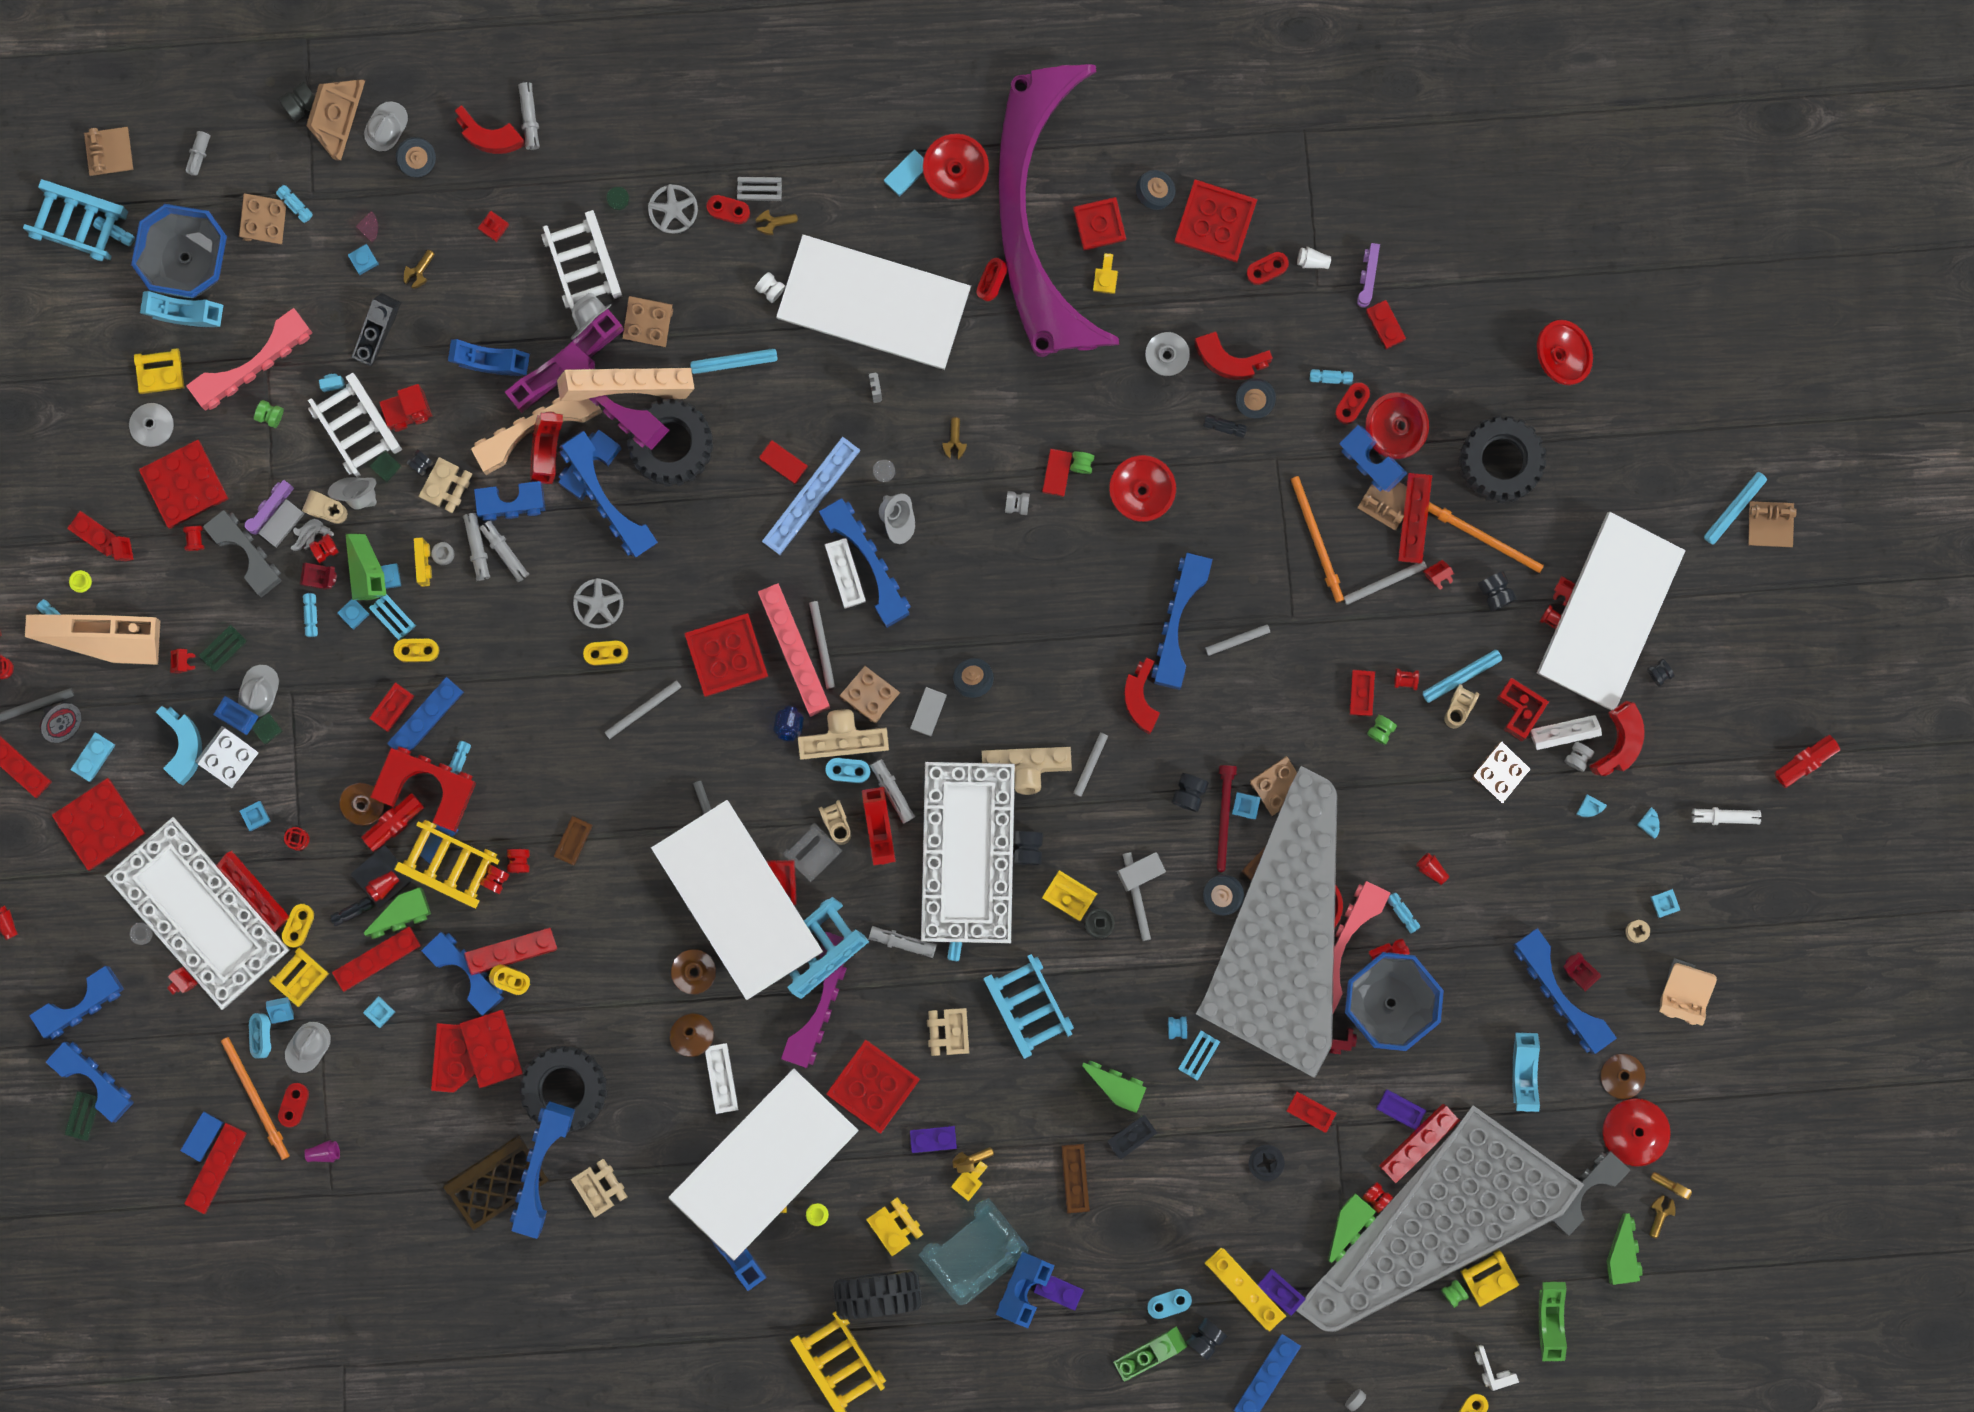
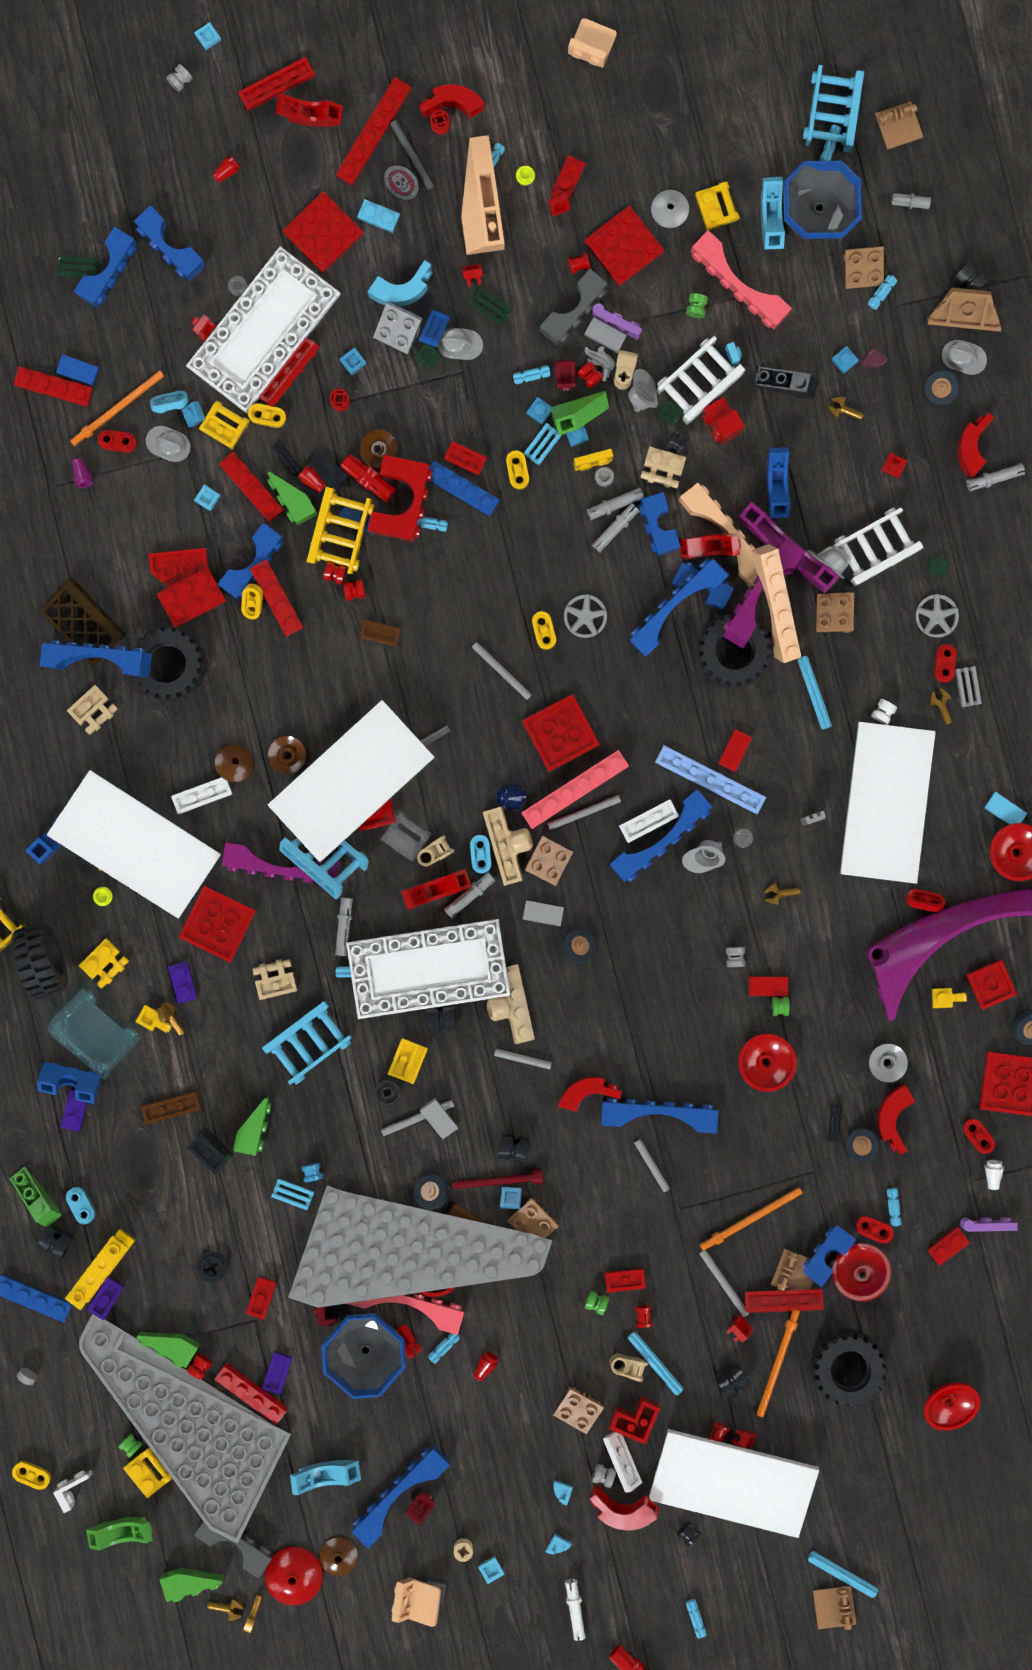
camera: 75 degrees right, 5 degrees up
(1758, 681) = (696, 1618): none -> medium azure axle

